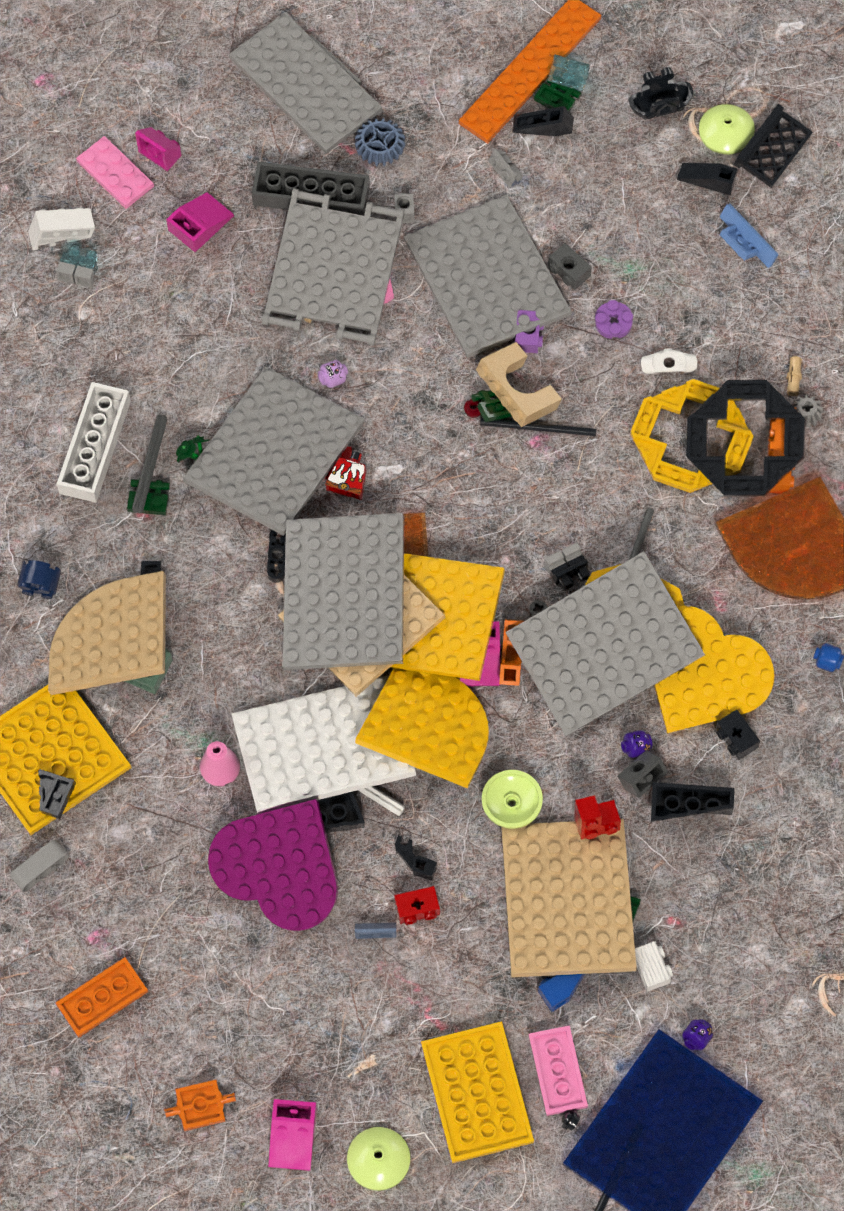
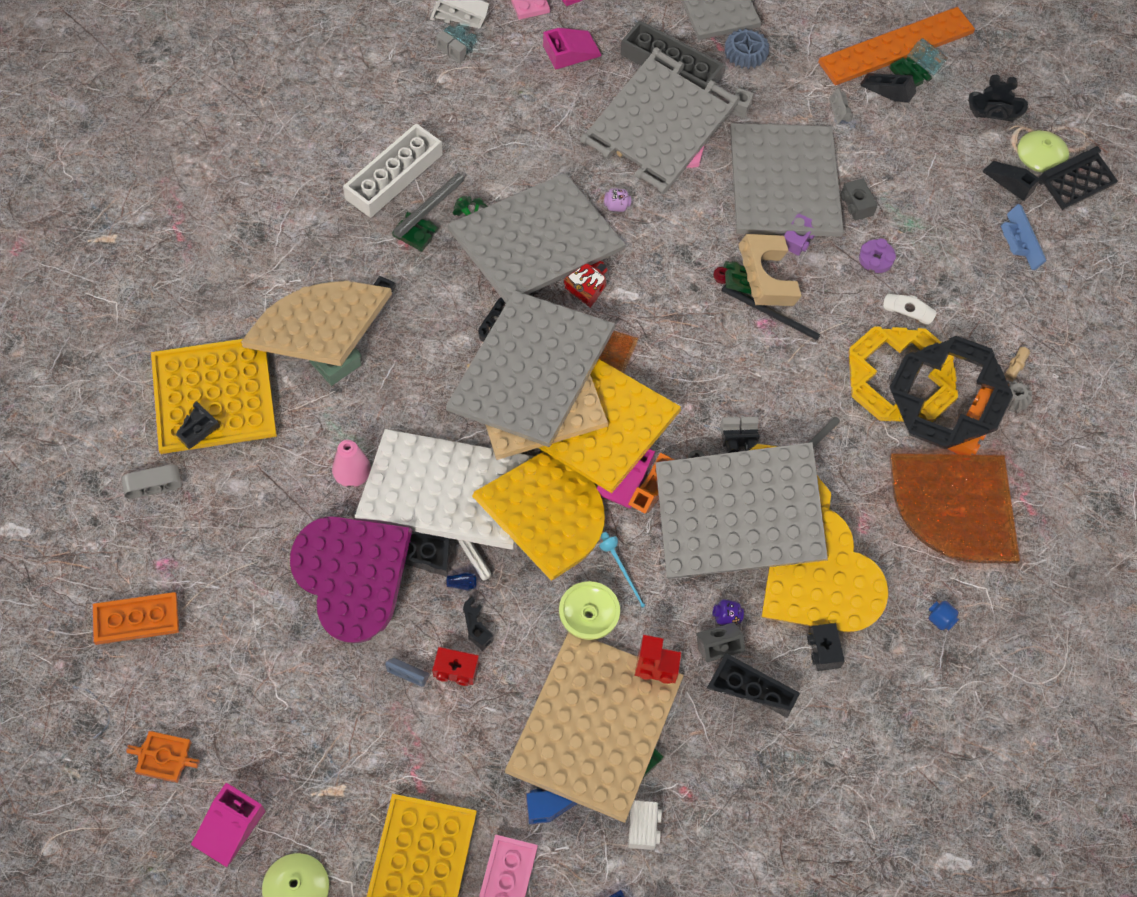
camera: 20 degrees right, 5 degrees down
(39, 579) = (287, 253): dark blue brick -> none
(381, 825) = (463, 581): none -> clear blue cone
(499, 729) = (609, 544): none -> medium azure sword

